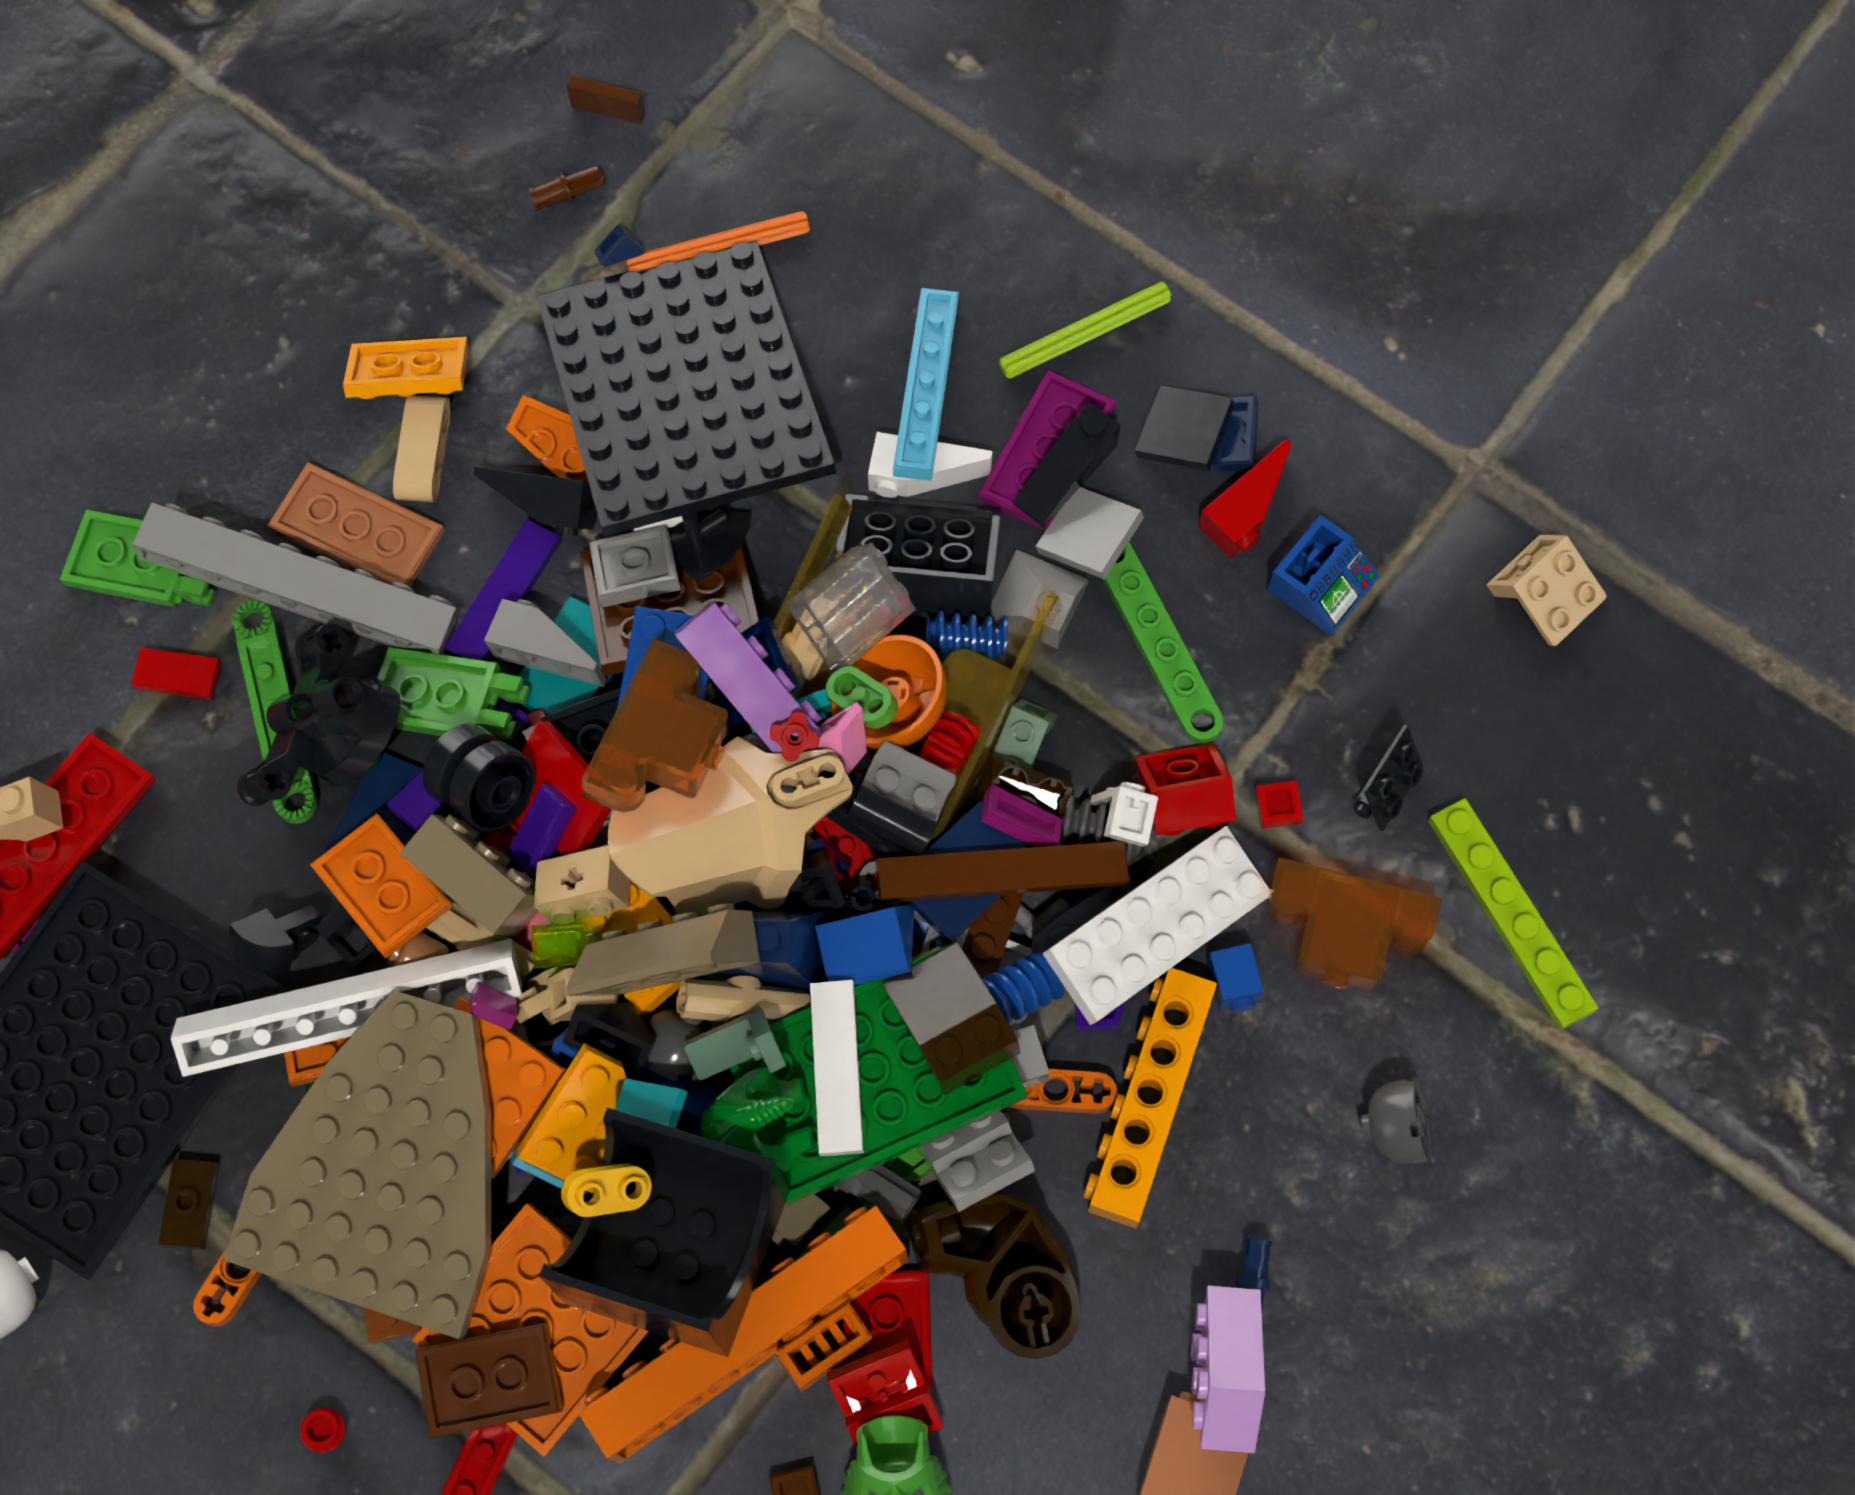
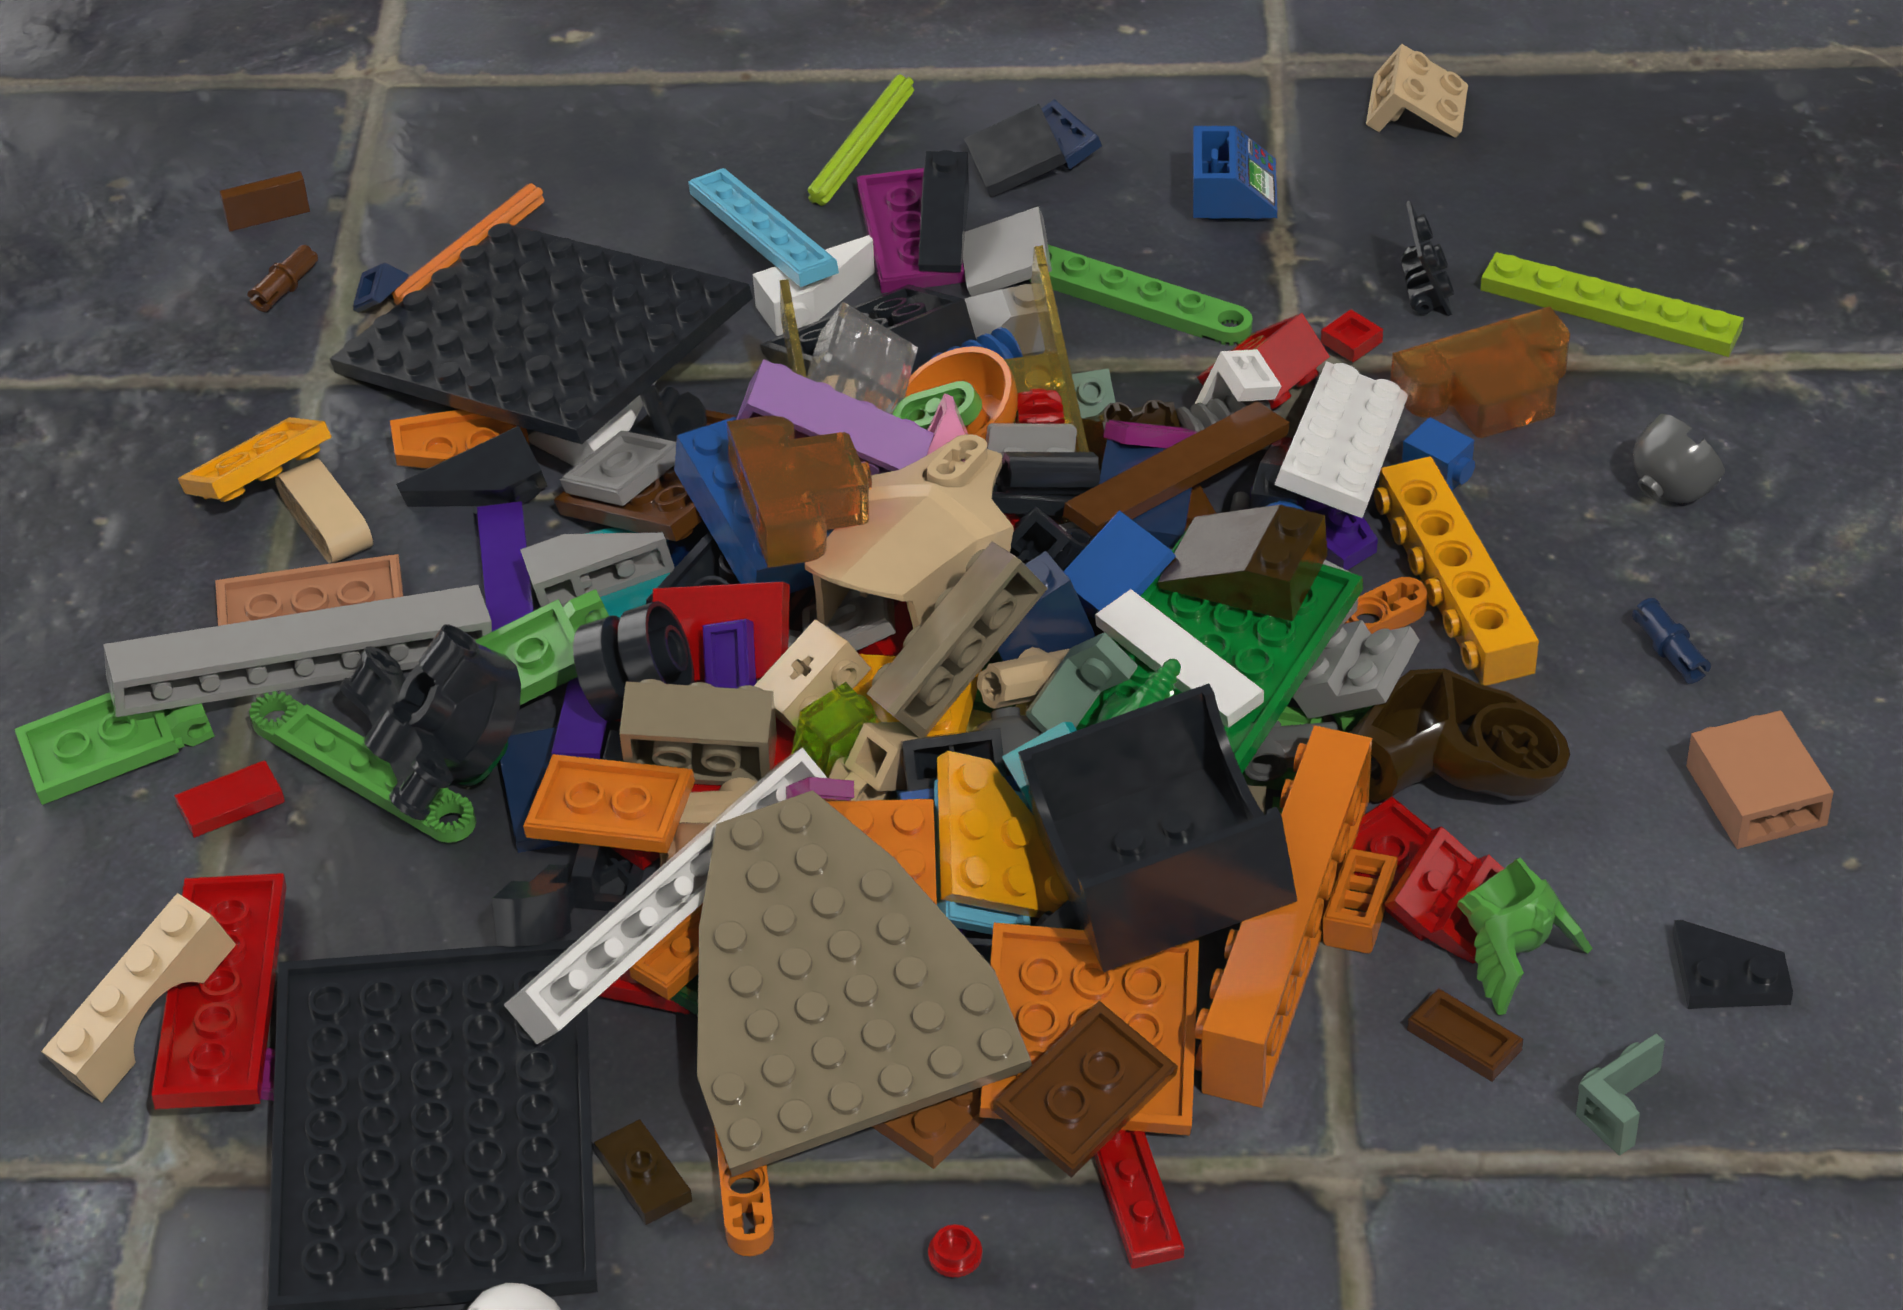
camera: 35 degrees left, 25 degrees down
(609, 1189) = (1068, 835): yellow plate -> none
(806, 738) = (909, 447): red plate -> none
(1229, 1370) = (1723, 668): lavender brick -> none
(1239, 513) = (1120, 172): red slope -> none

